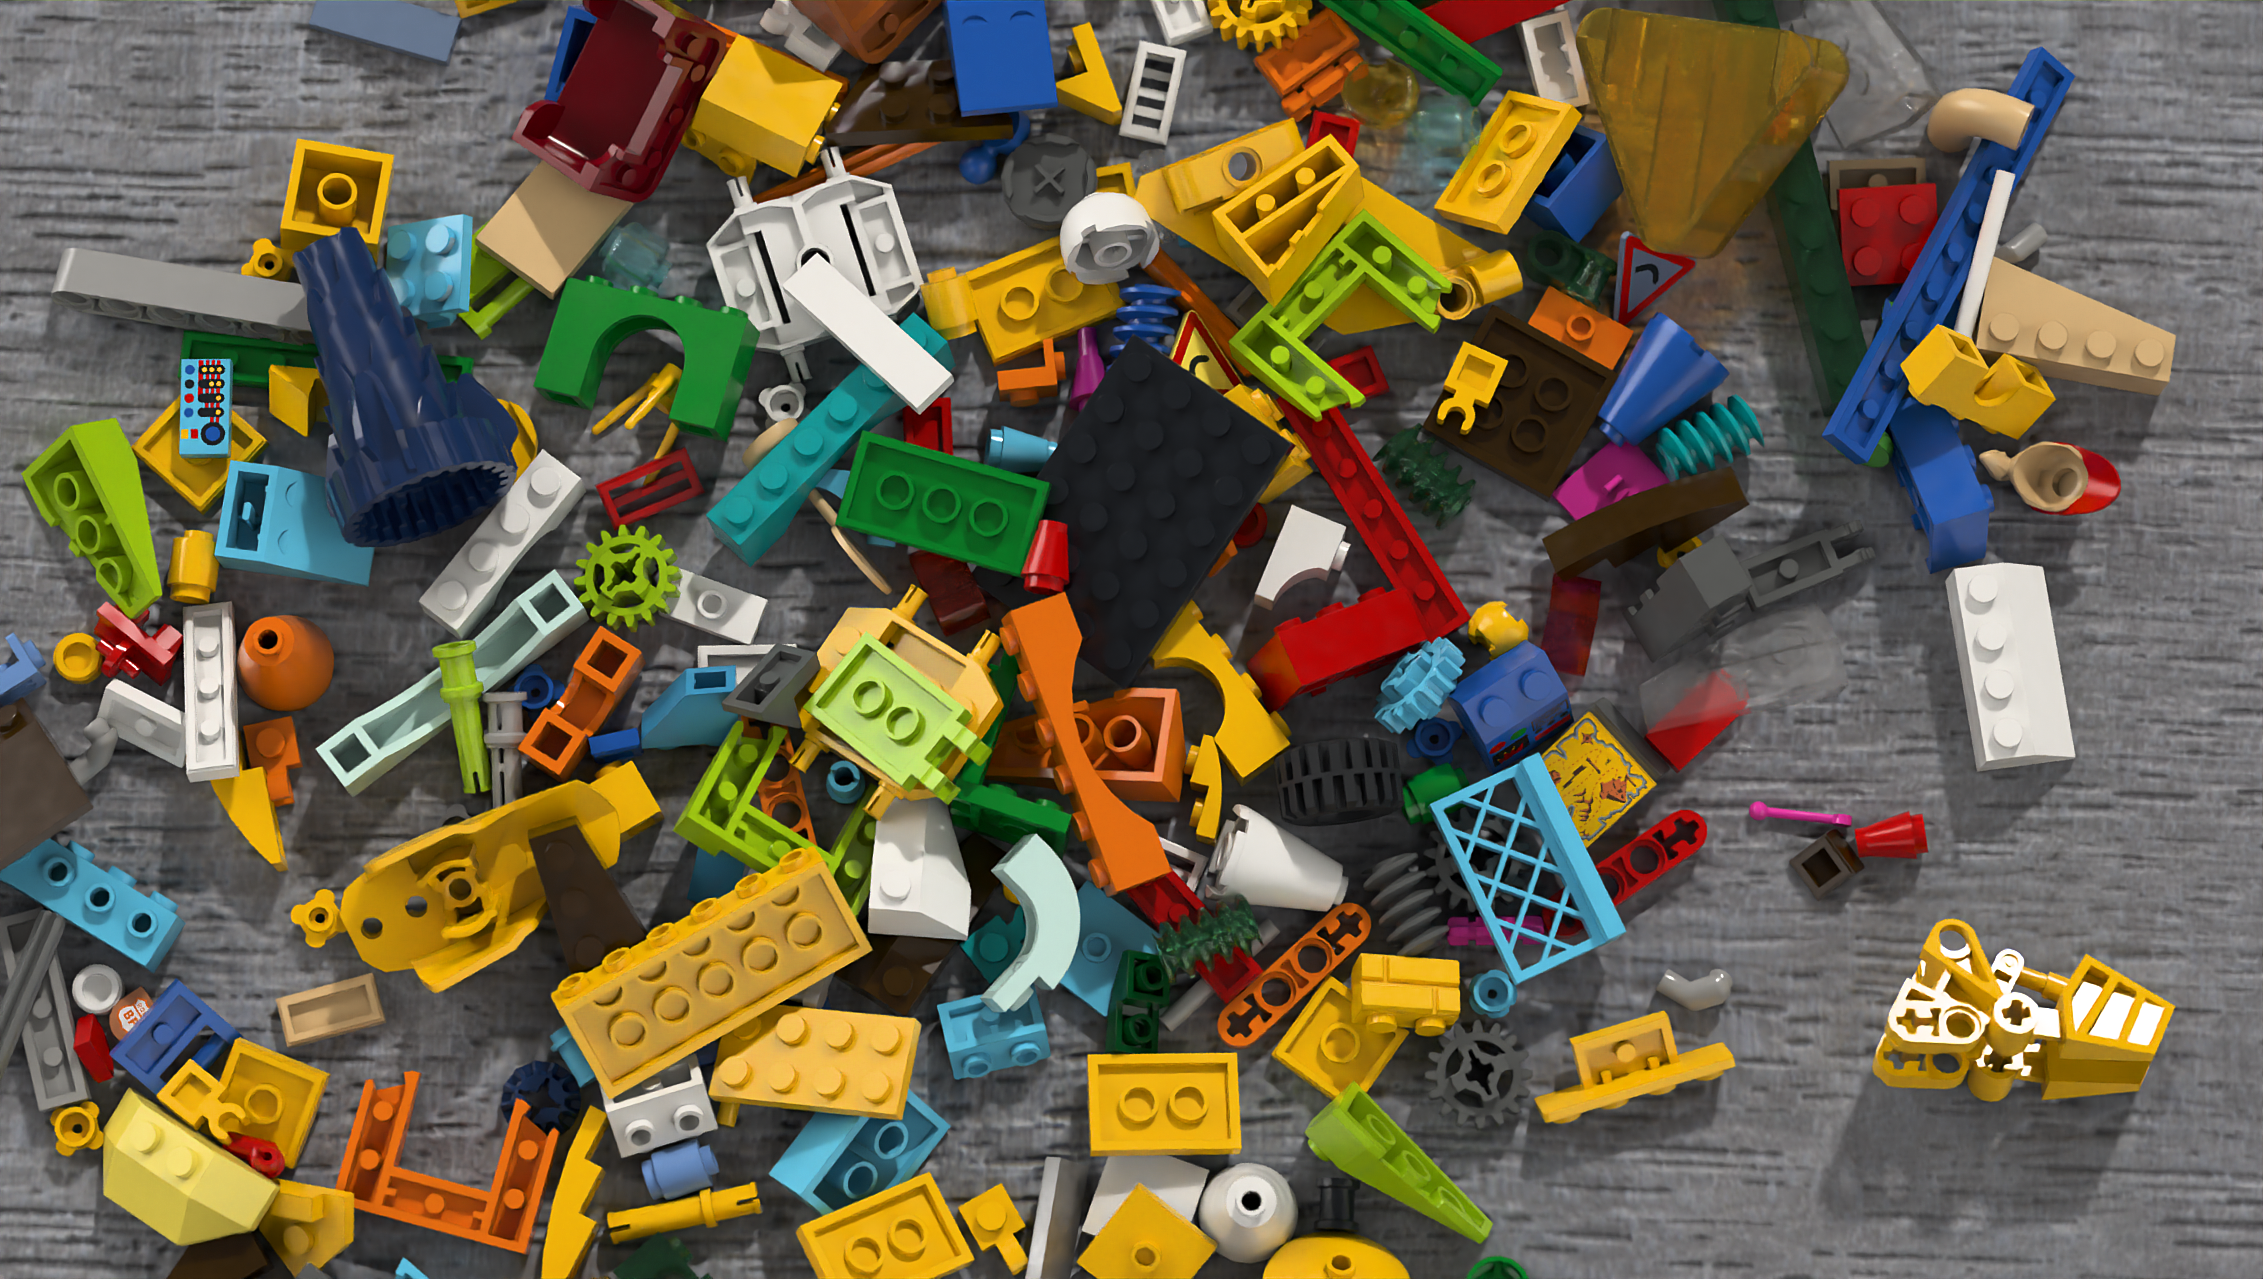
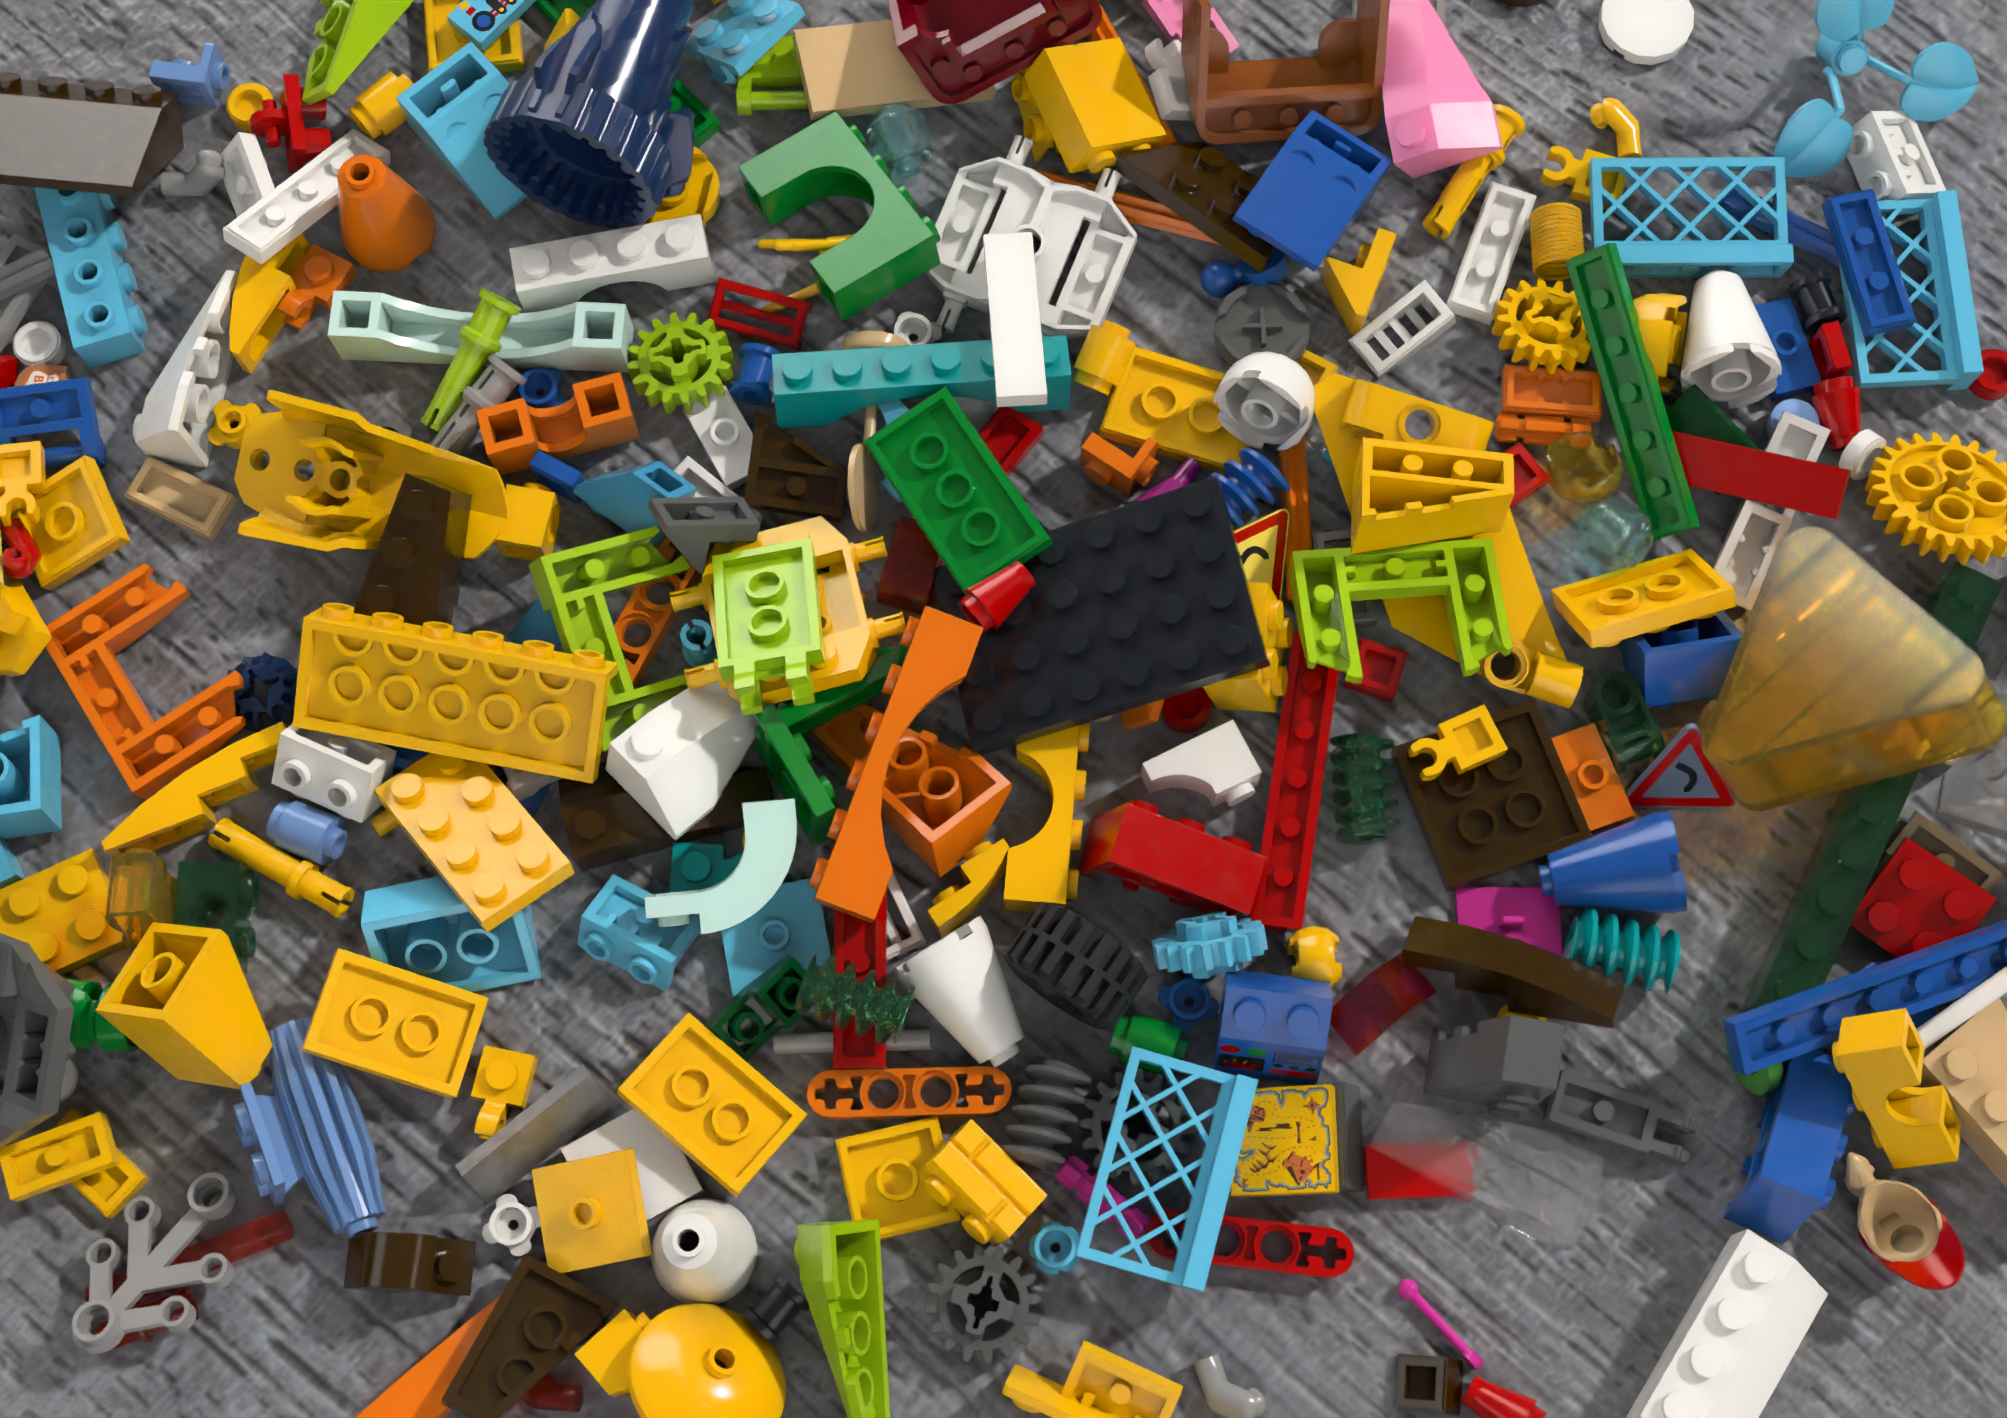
camera: 45 degrees right, 5 degrees down
(266, 935) = (193, 381): none -> white wedge
(692, 538) = (754, 374): none -> blue bush
(794, 594) = (791, 476): none -> dark brown wing
(1016, 450) = (1053, 503): medium azure cone -> none

